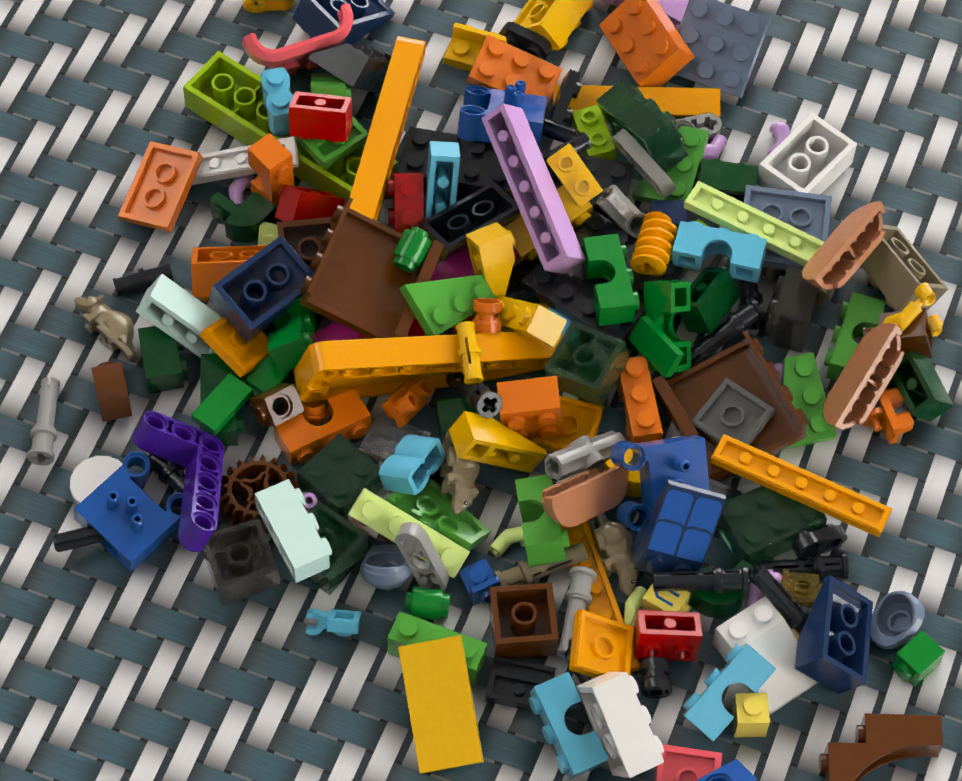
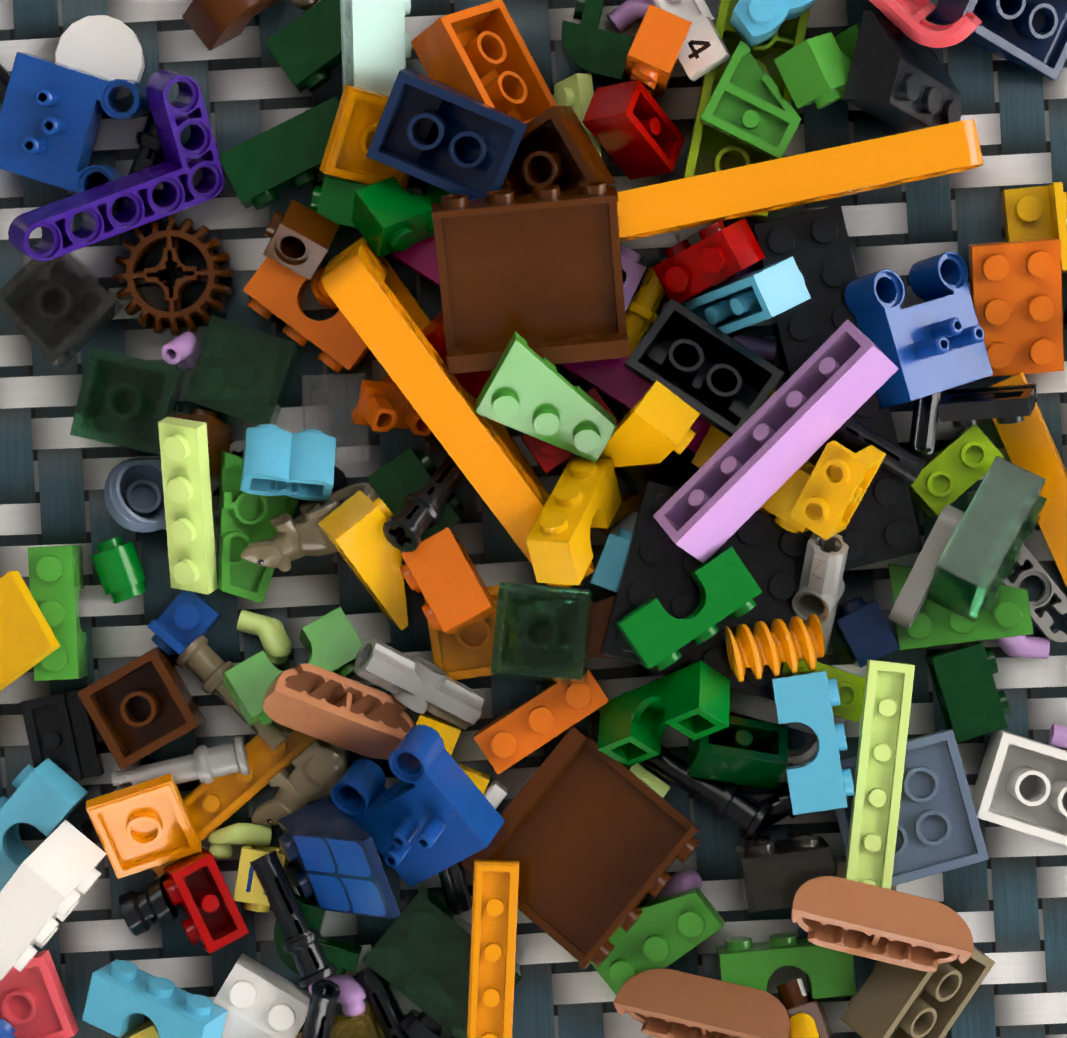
camera: 70 degrees right, 30 degrees up
(222, 404) = (266, 165): green tile -> none
(293, 530) = (104, 359): light aqua brick -> none
(320, 116) = (758, 80): red brick -> none
(341, 622) = (40, 470): medium azure plate -> none
(411, 249) = (597, 316): green brick -> none
(414, 542) = (157, 541): light grey beam -> none
(471, 368) = (468, 472): yellow pin -> none
(486, 318) = (548, 466): orange wheel -> none
(656, 346) = (620, 714): green tile -> none
(732, 413) = (567, 857): dark grey tile -> none

